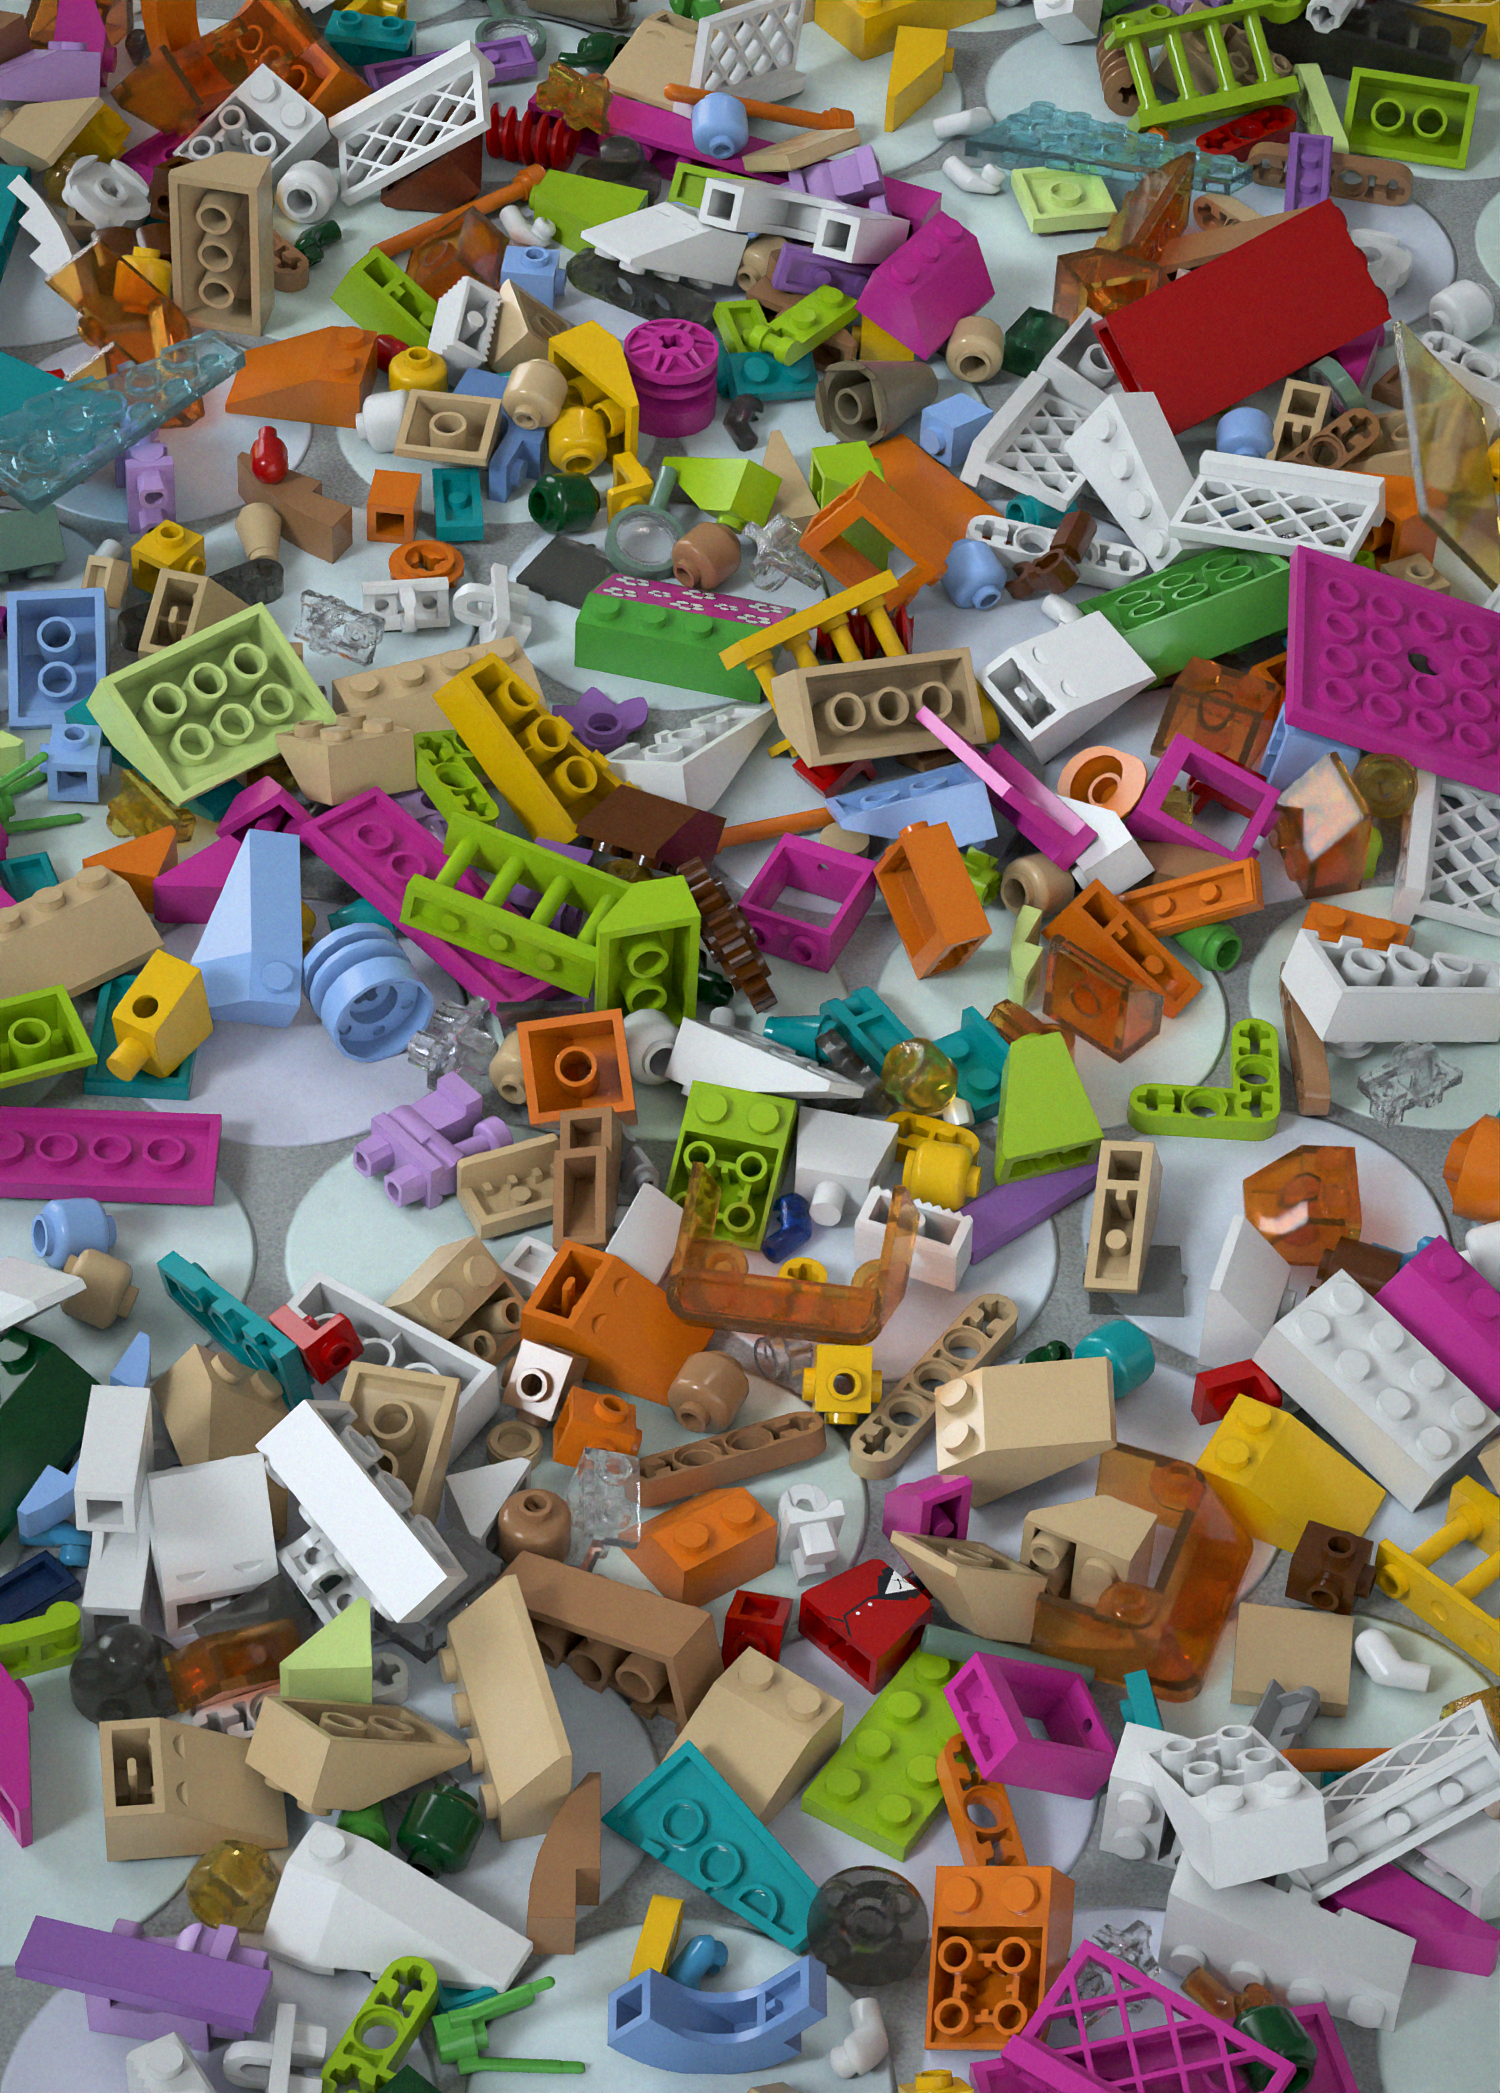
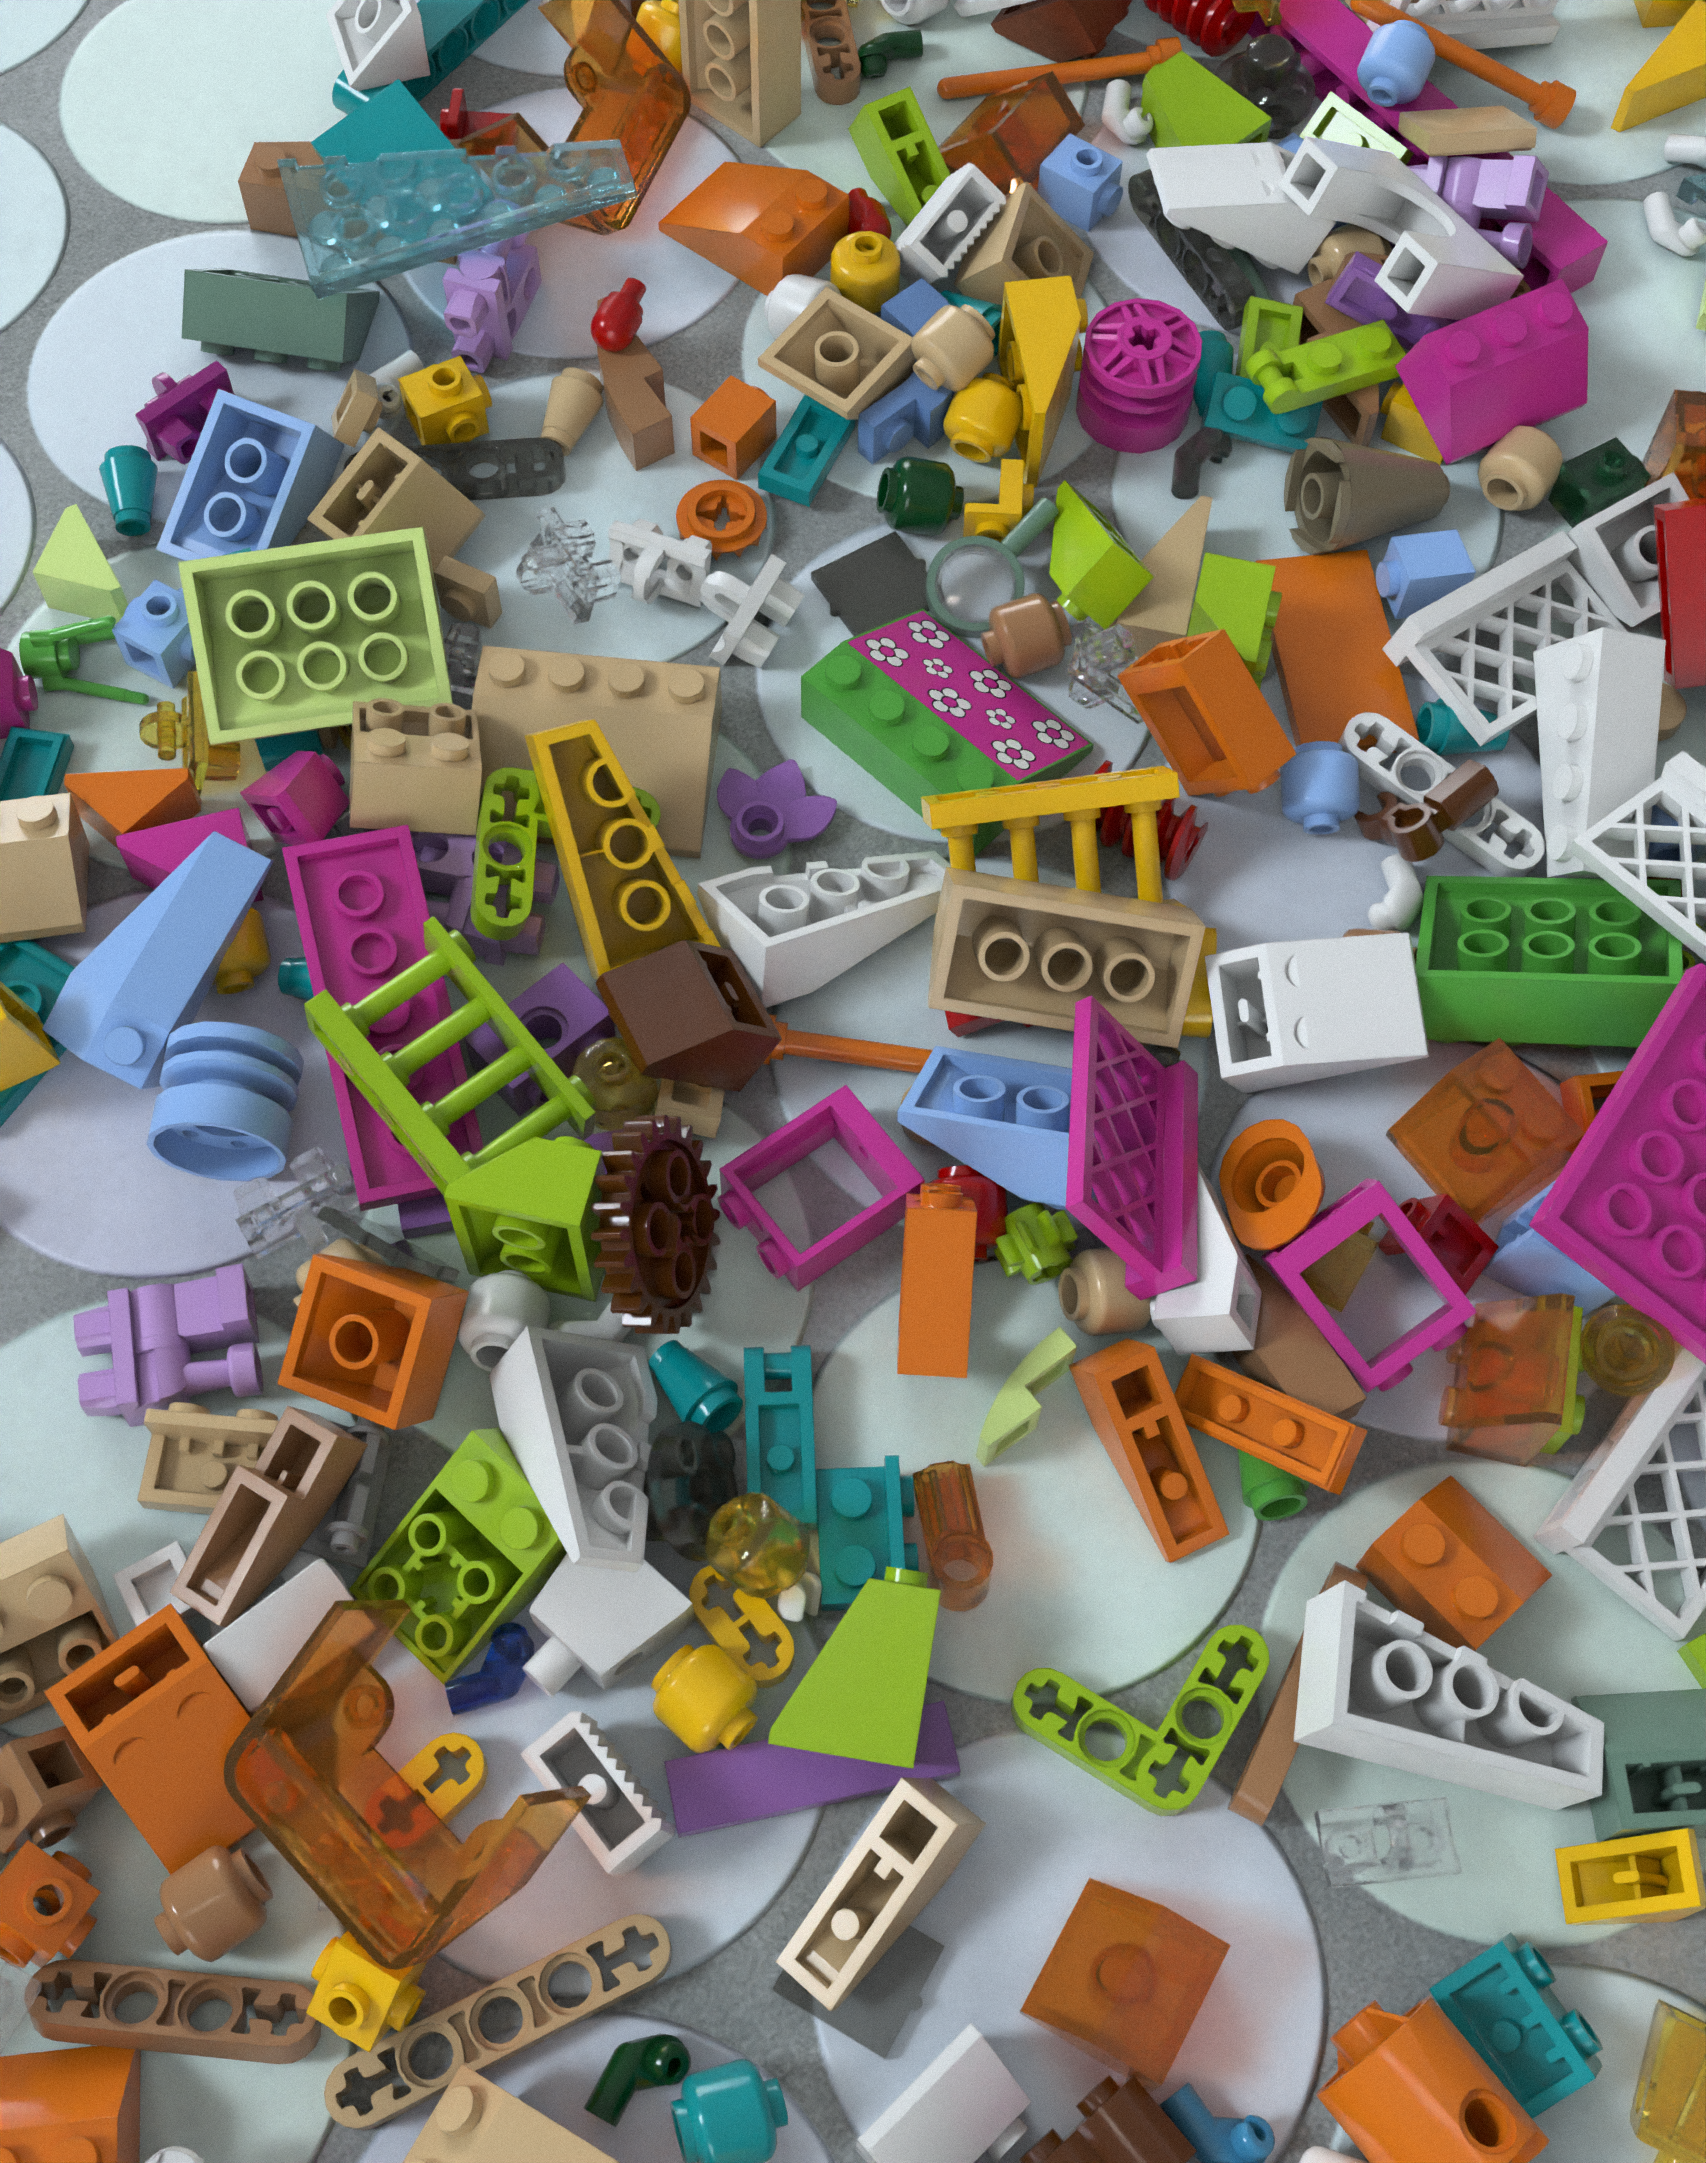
camera: 30 degrees right, 20 degrees up
(1099, 1000) = (1077, 1509): clear orange slope -> none

